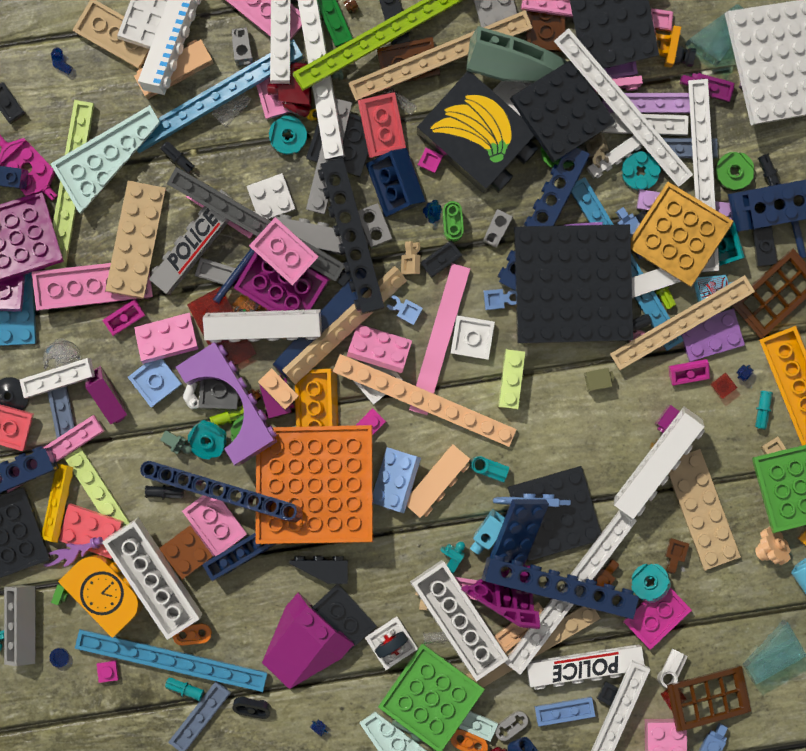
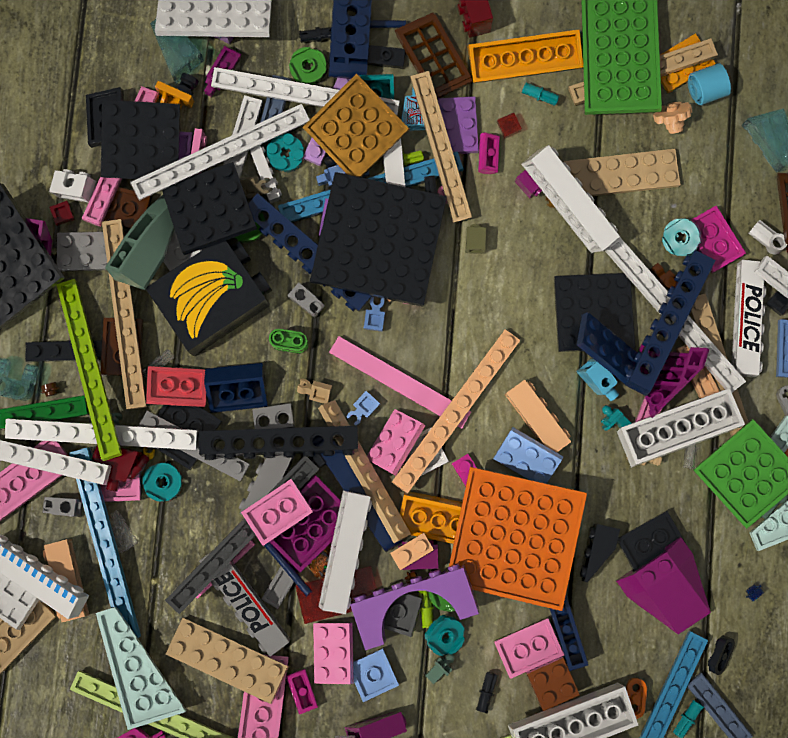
camera: 75 degrees left, 5 degrees down
(58, 61) = (27, 697): clear blue arm -> none
(177, 157) = (155, 598): black axle -> none
(189, 396) = (399, 642): white arm -> none
(229, 492) = (496, 642): dark blue beam -> none
(271, 197) = (219, 513): white plate -> none
(391, 643) = (686, 500): white plate -> none
(430, 160) = (223, 349): dark pink plate -> none
(432, 211) = (273, 358): plant -> none
(441, 259) = (322, 361): black plate -> none
(472, 337) = (406, 349): white plate -> none
(491, 468) = (537, 363): teal piece -> none
(511, 379) = (456, 321): yellowish green brick -> none
(555, 502) = (585, 307): medium blue plate -> none
(658, 102) = (225, 118): lavender plate -> none
(676, 552) = (657, 206): reddish brown plate -> none
(744, 372) = (501, 103): clear blue plate -> none

